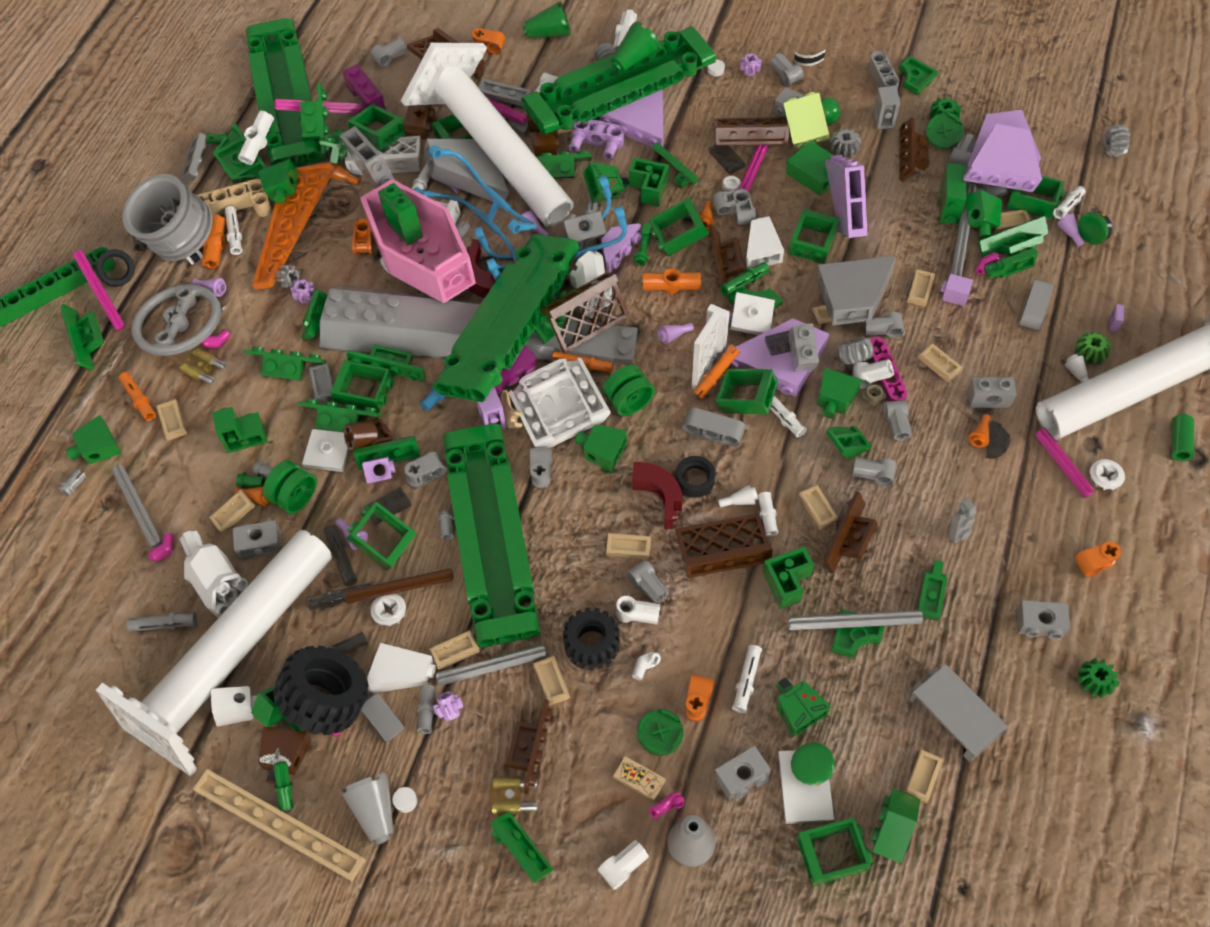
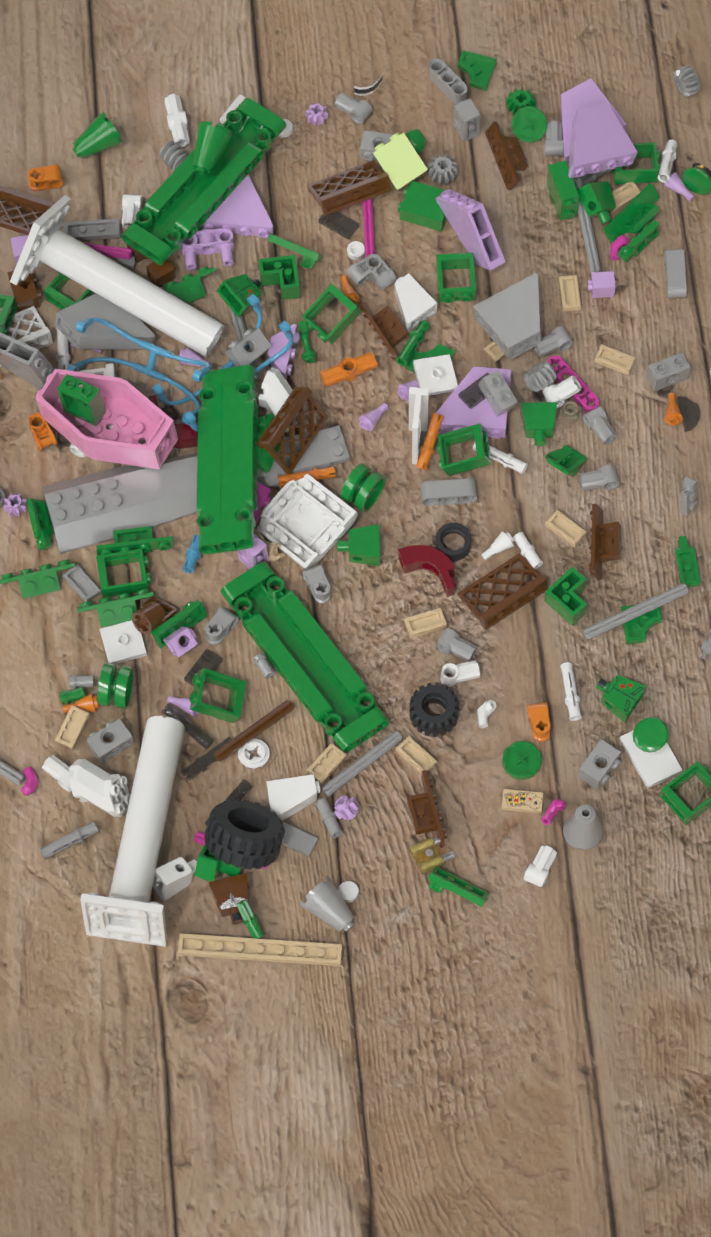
camera: 25 degrees left, 5 degrees up
(238, 432) = (37, 654): green brick -> none

